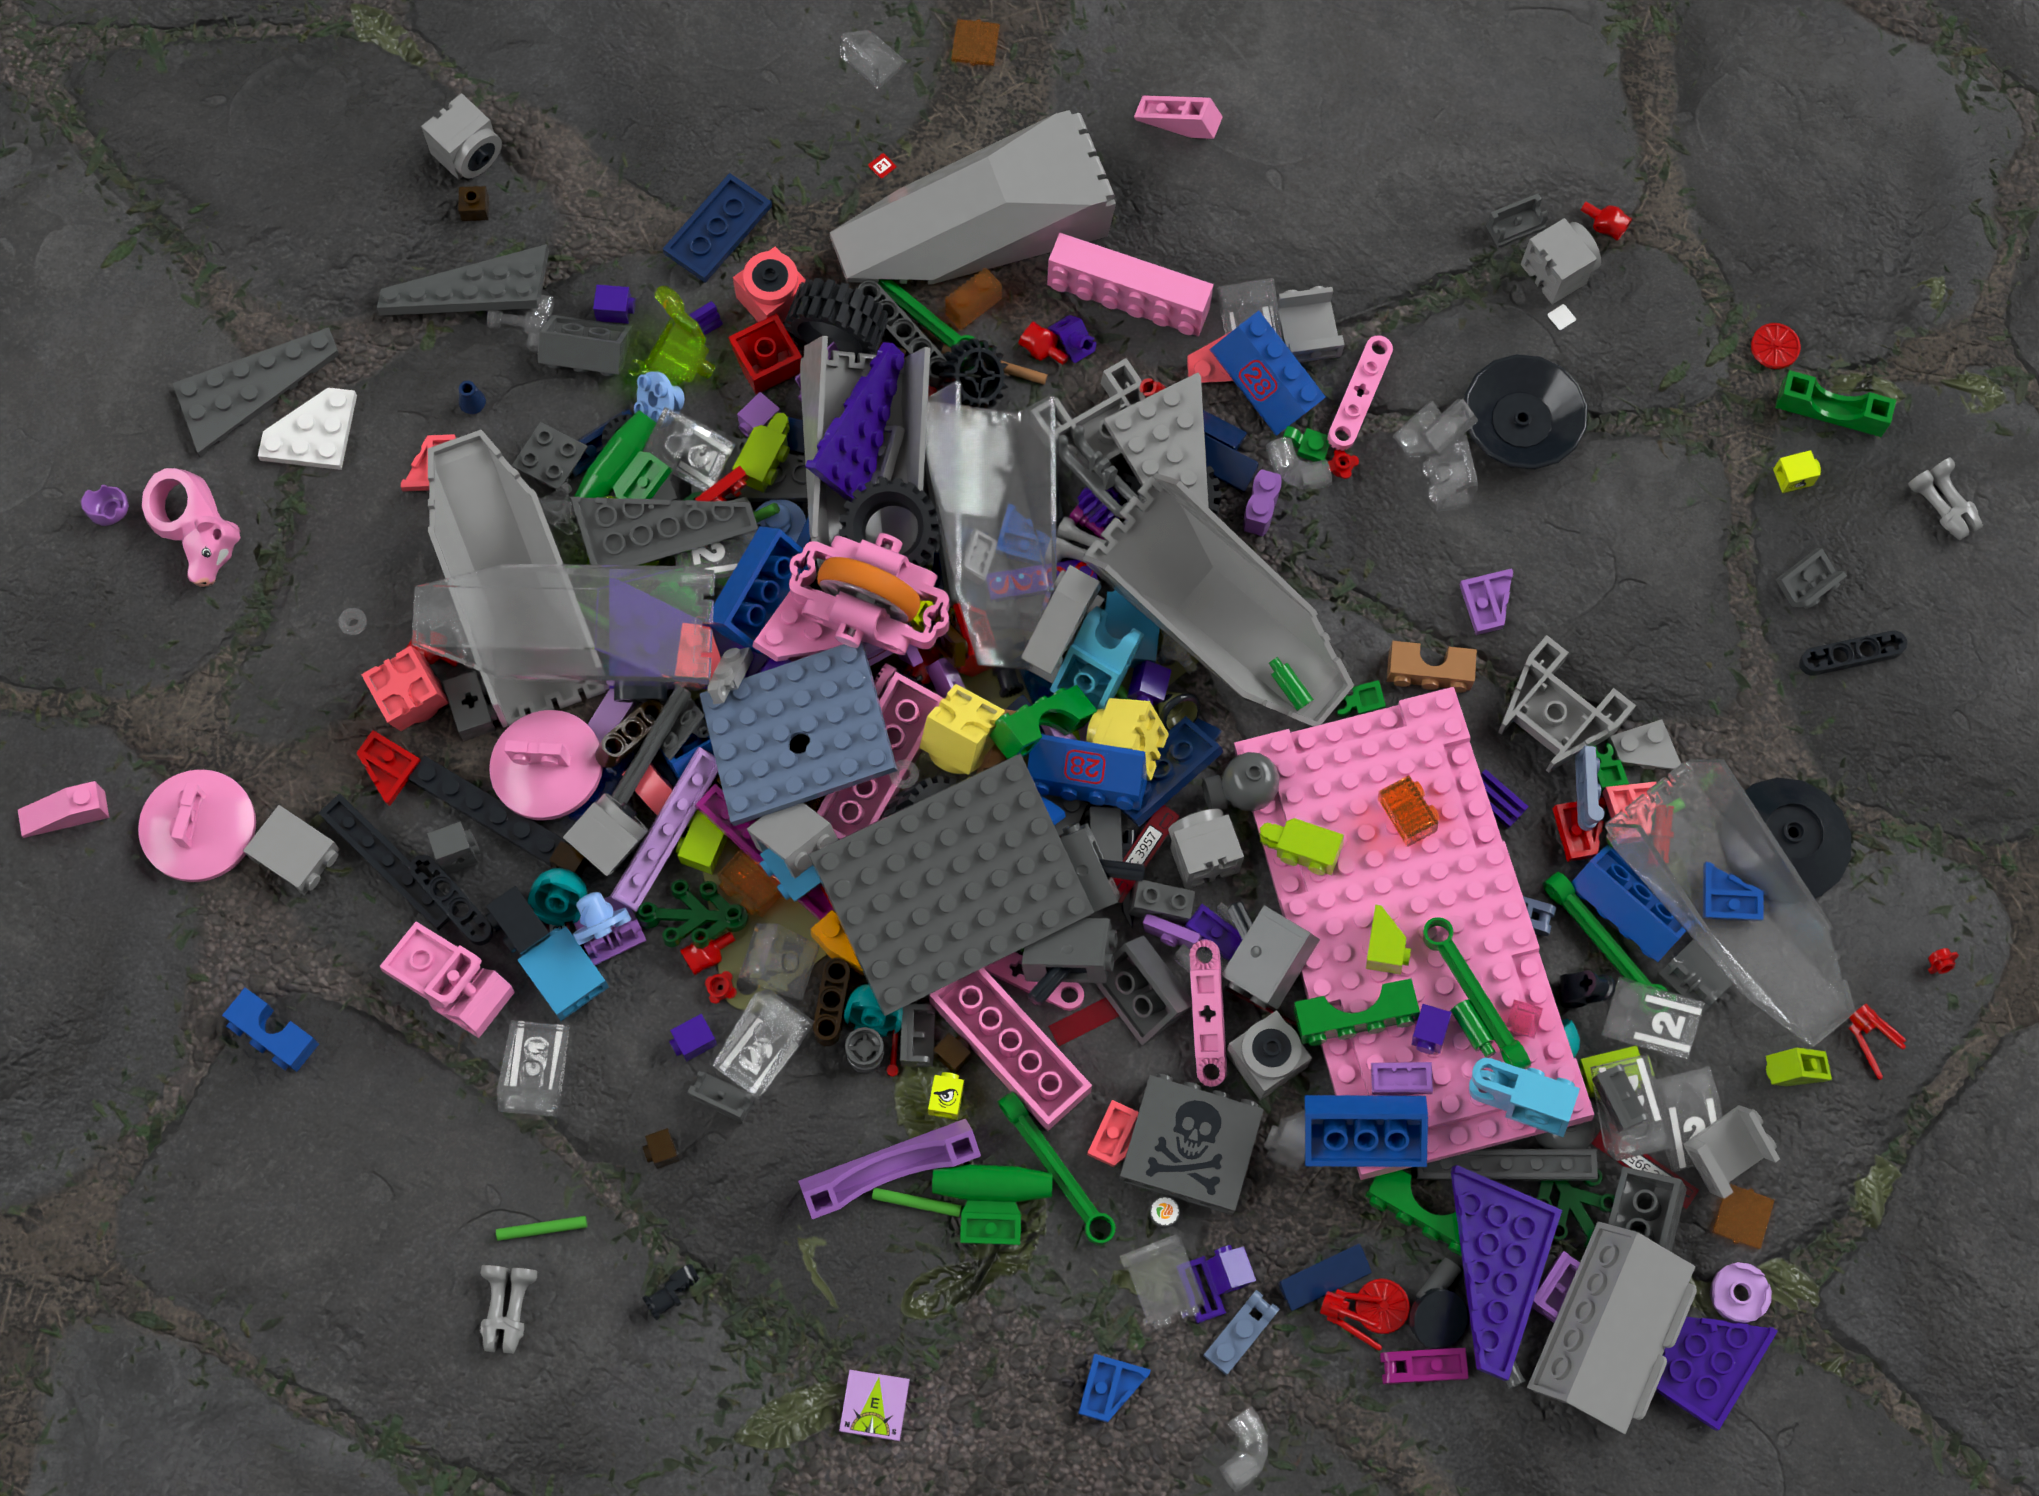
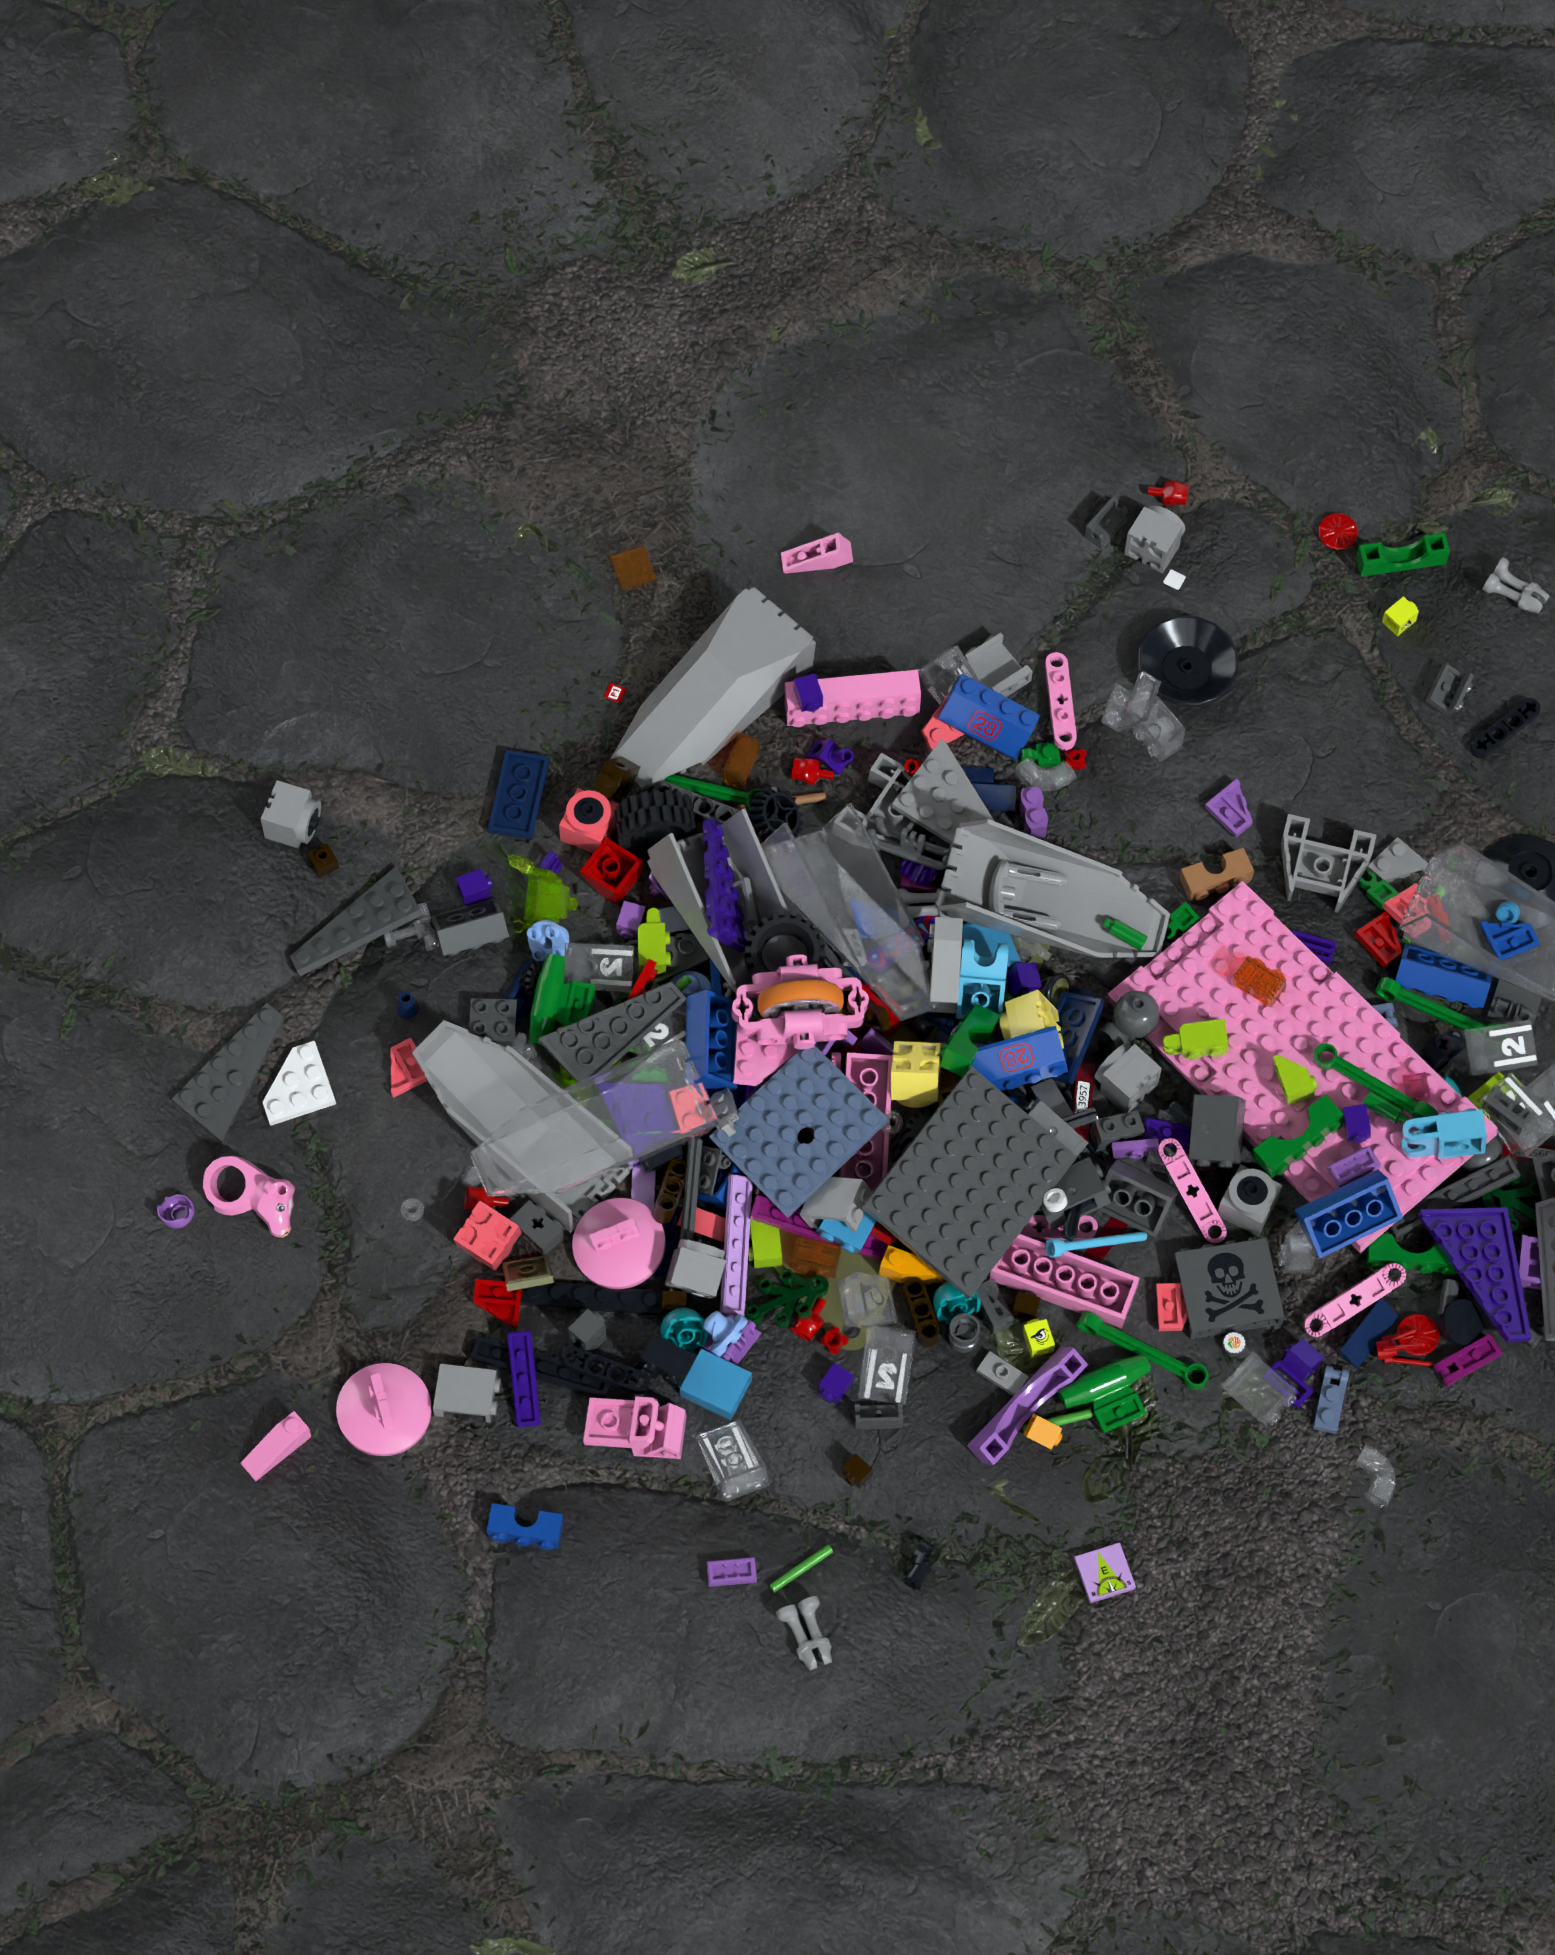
camera: 25 degrees left, 5 degrees down
(360, 865) = (524, 1379): none -> dark purple tile
(429, 750) = (527, 1272): none -> olive plate
(463, 1194) = (731, 1571): none -> medium lavender plate
(821, 254) = (616, 780): none -> dark brown torso
(870, 56) = (561, 615): clear slope -> none
(885, 1117) = (1002, 1374): none -> light grey plate
(890, 1207) = (1043, 1431): none -> light orange brick
(892, 1069) = (988, 1338): red hinge -> none
(1015, 1005) = (1057, 1247): none -> medium azure piece
(1041, 950) = (1055, 1200): none -> white tile
(1076, 254) = (808, 693): none -> dark purple brick
(1109, 1387) = (1260, 1479): blue wing -> none
(1166, 570) = (999, 891): none -> light grey piece
(1351, 1229) = (1339, 1308): none -> bright pink piece
(1587, 788) = (1372, 909): sand blue plate -> none
(1744, 865) = (1508, 912): none -> dark azure tile

